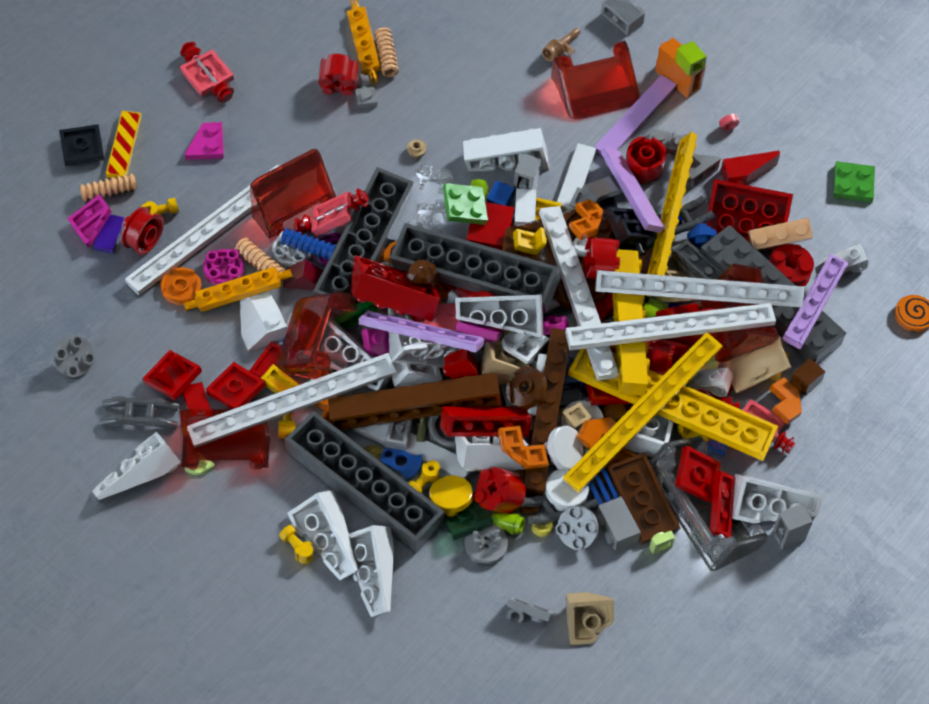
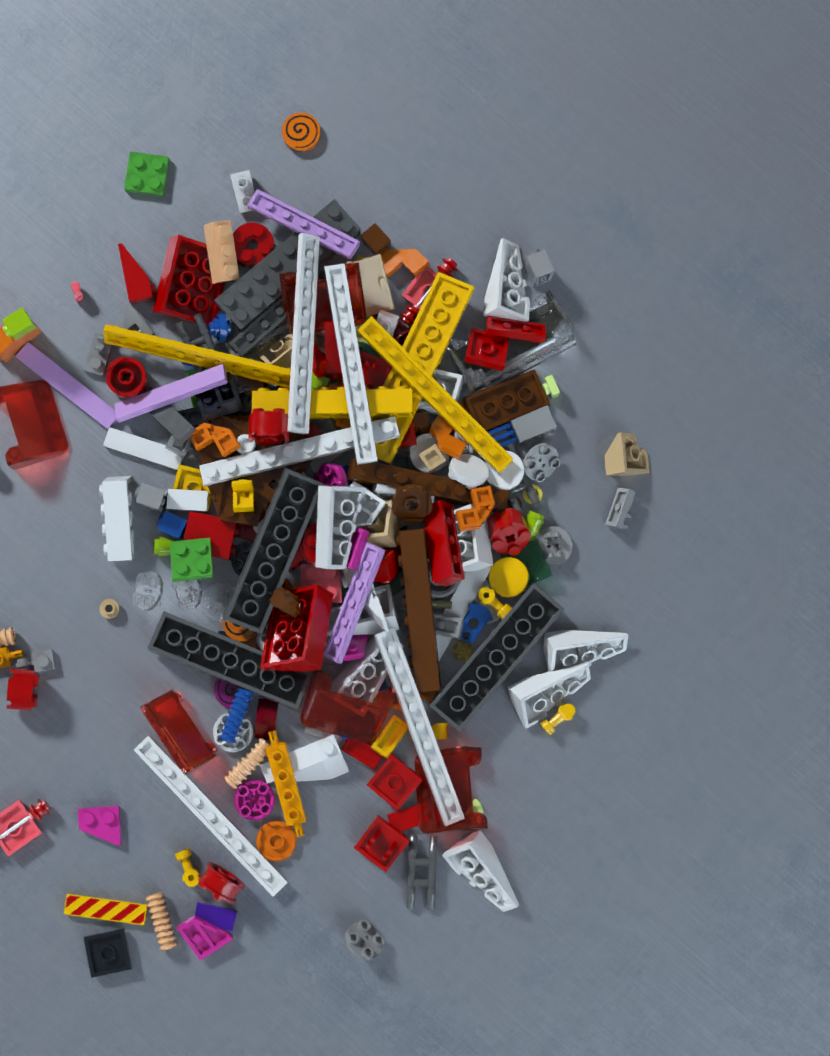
camera: 90 degrees left, 25 degrees up
(331, 213) = (201, 693): coral plate -> none

